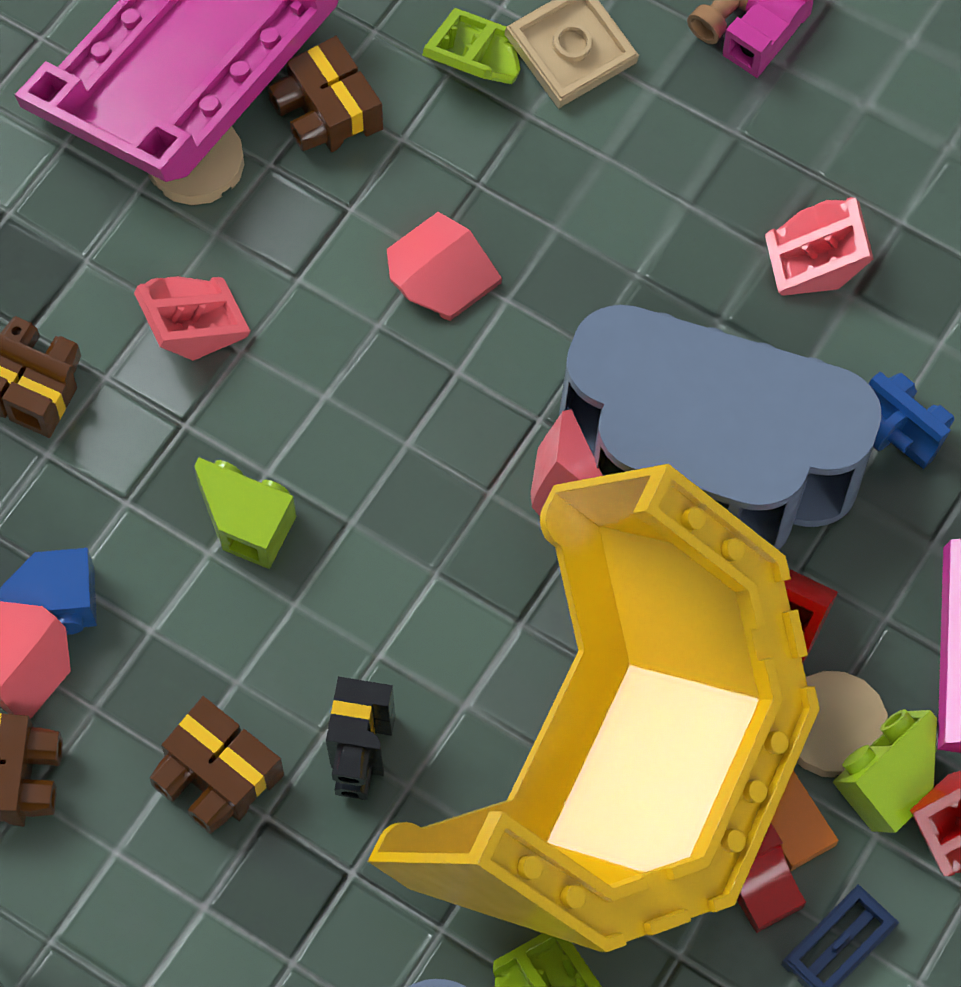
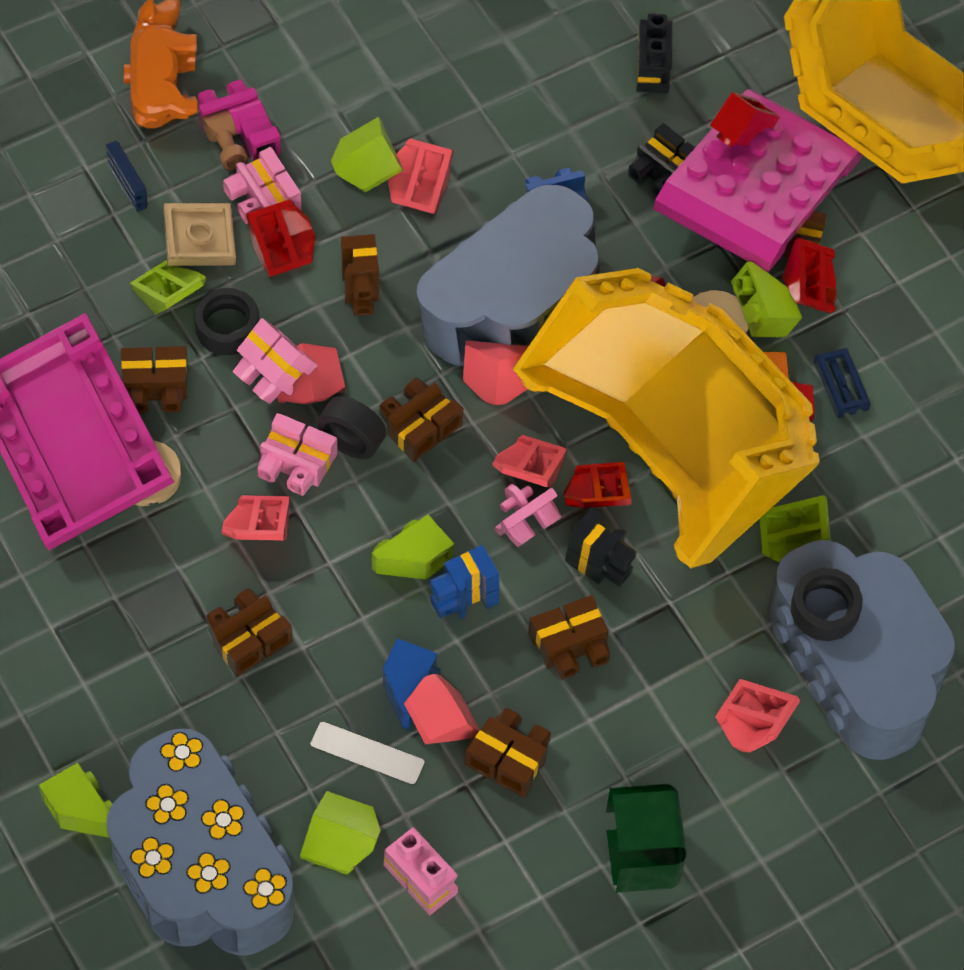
camera: 65 degrees left, 5 degrees down
(215, 589) = (465, 582): none -> blue hips
(314, 307) = (296, 452): none -> bright pink hips
(373, 345) = (355, 426): none -> black tyre
(396, 634) = (541, 507): none -> bright pink hips
(423, 208) = (275, 357): none -> bright pink hips
(446, 424) = (422, 419): none -> reddish brown hips
(458, 104) = (224, 299): none -> black tyre
(459, 591) = (532, 461): none -> coral slope
(471, 696) = (598, 486): none -> red slope
(613, 247) = (360, 272): none -> reddish brown hips
(622, 135) = (281, 237): none -> red slope
(684, 81) = (263, 184): none -> bright pink hips
(810, 170) = (366, 157): none -> lime slope

